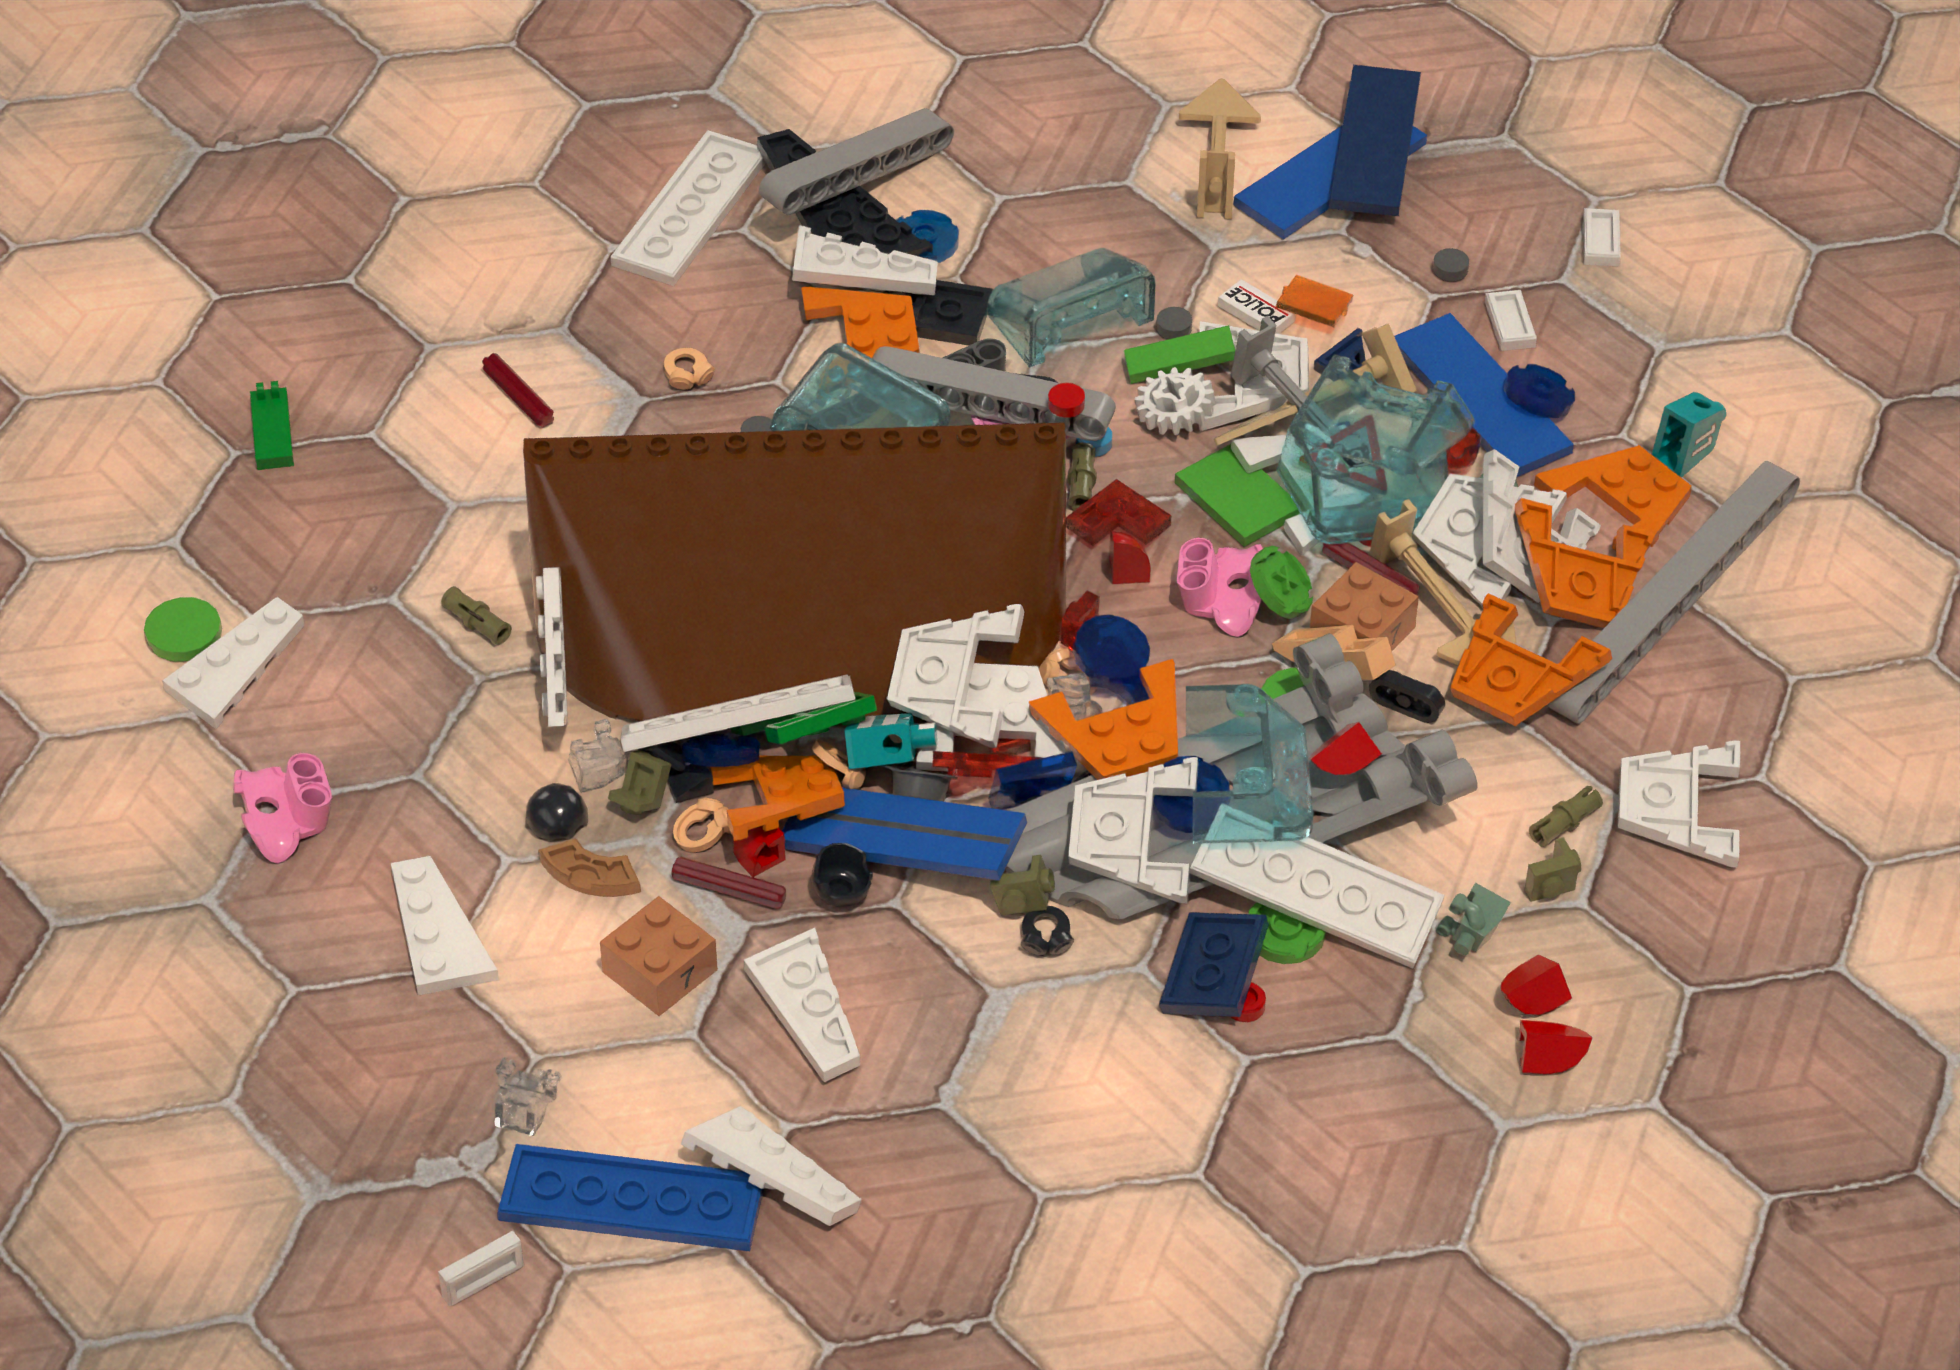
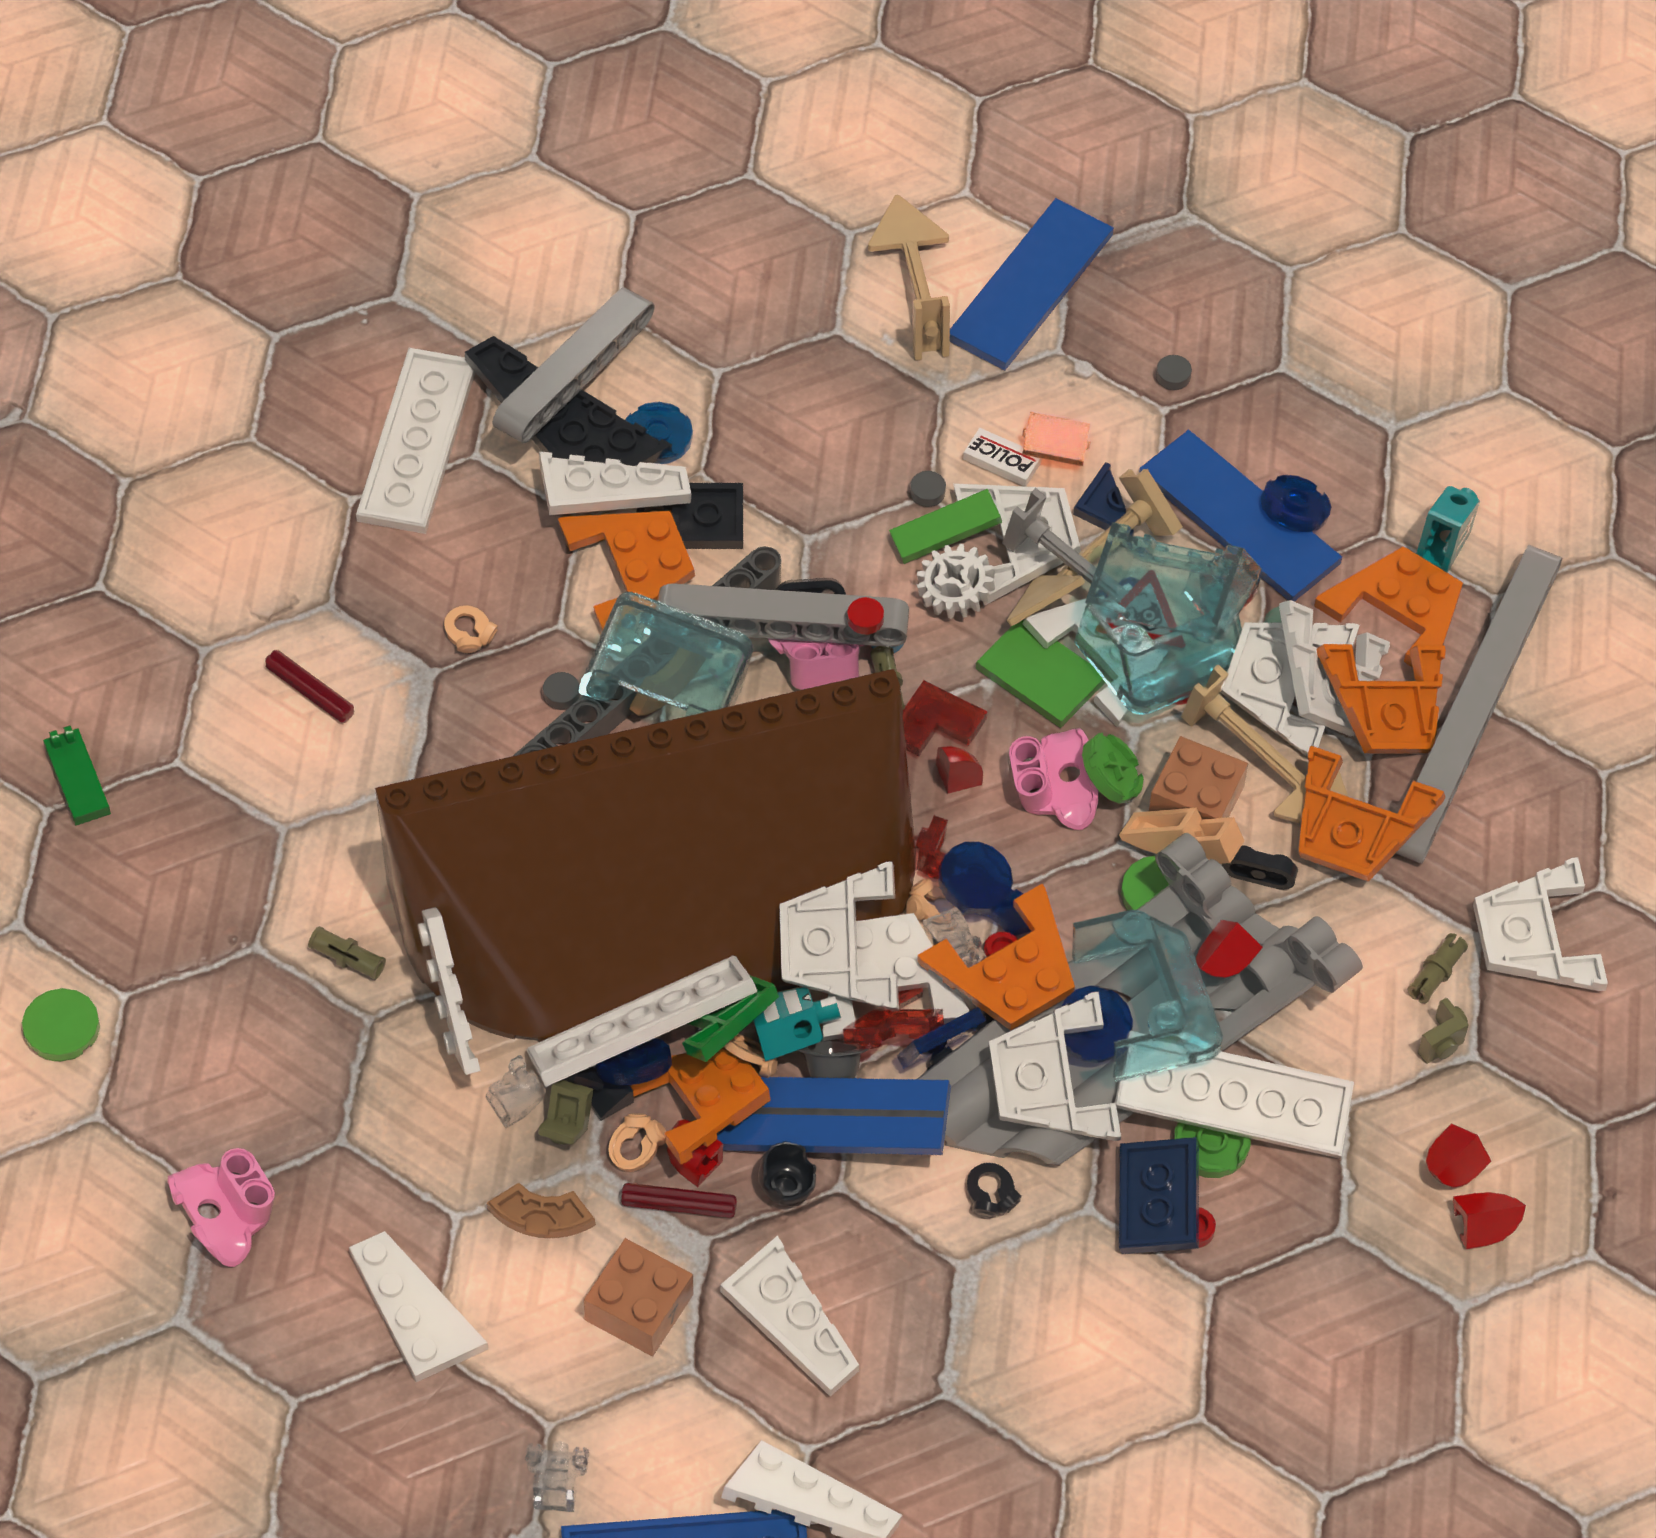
camera: 15 degrees left, 10 degrees up
(225, 668) = (115, 1065): white wing -> none
(556, 812) = (491, 1157): black hair -> none
(1024, 890) = (964, 1155): olive bracket -> none
(1043, 303) = (822, 483): clear light blue windscreen -> none
(1349, 554) = (1178, 726): dark red axle -> none
(1375, 140) = (1067, 245): dark blue tile -> none
(1480, 918) = (1388, 1099): sand green piece -> none
(1510, 320) = (1246, 425): white tile -> none
(1601, 237) = (1307, 314): white tile -> none

